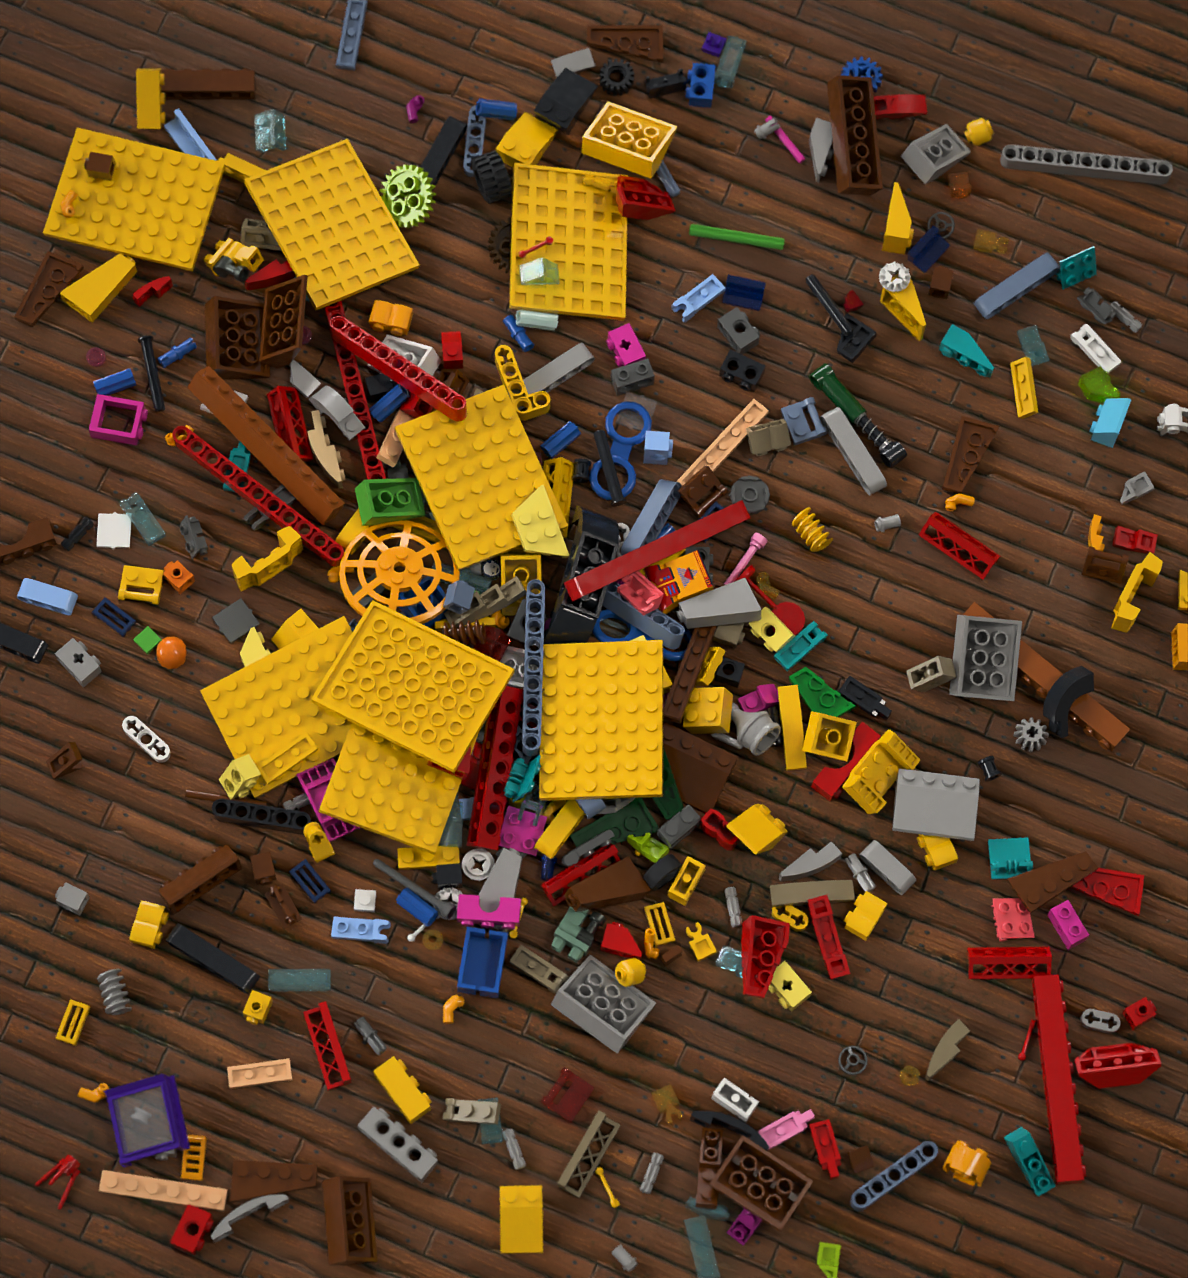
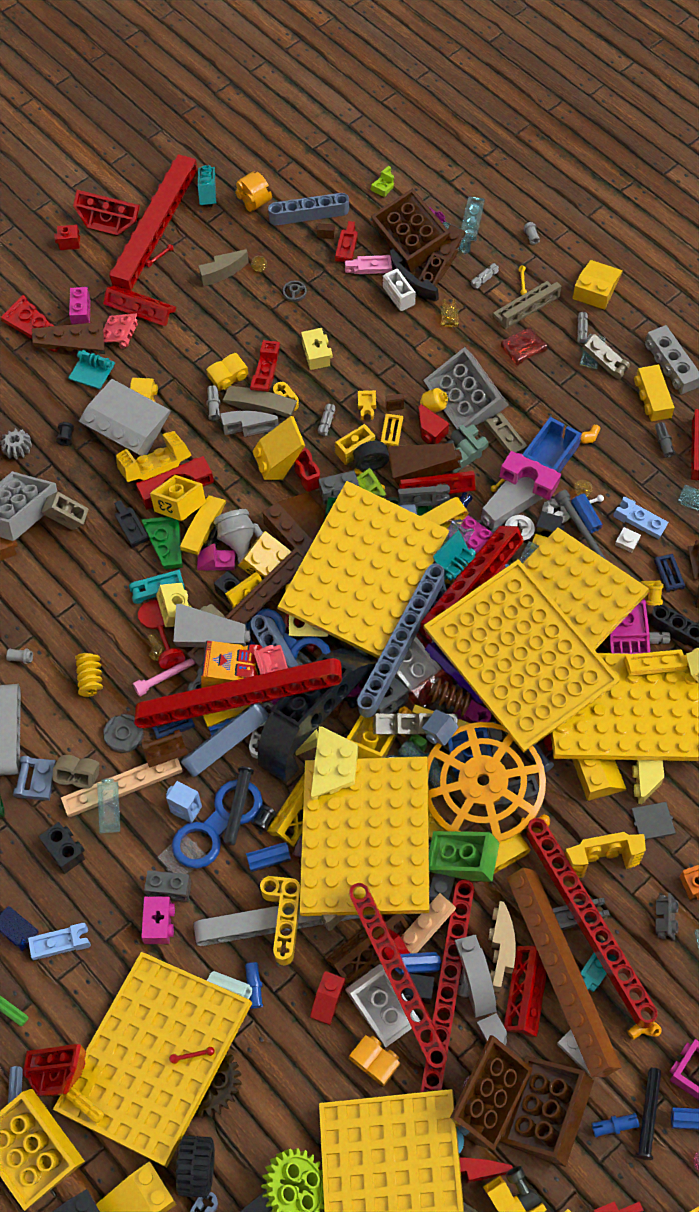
camera: 150 degrees left, 10 degrees down
(539, 272) = (204, 1022): clear light blue slope -> none
(649, 938) = (407, 417): light orange arm -> none
(719, 416) = (108, 806): none -> clear light blue window
(731, 960) = (344, 377): clear light blue slope -> none
(739, 341) = (46, 899): dark grey brick -> none
(761, 947) = (322, 376): red wedge -> none
(887, 867) = (189, 397): light grey beam -> none
(1101, 1016) = (97, 247): light grey beam -> none

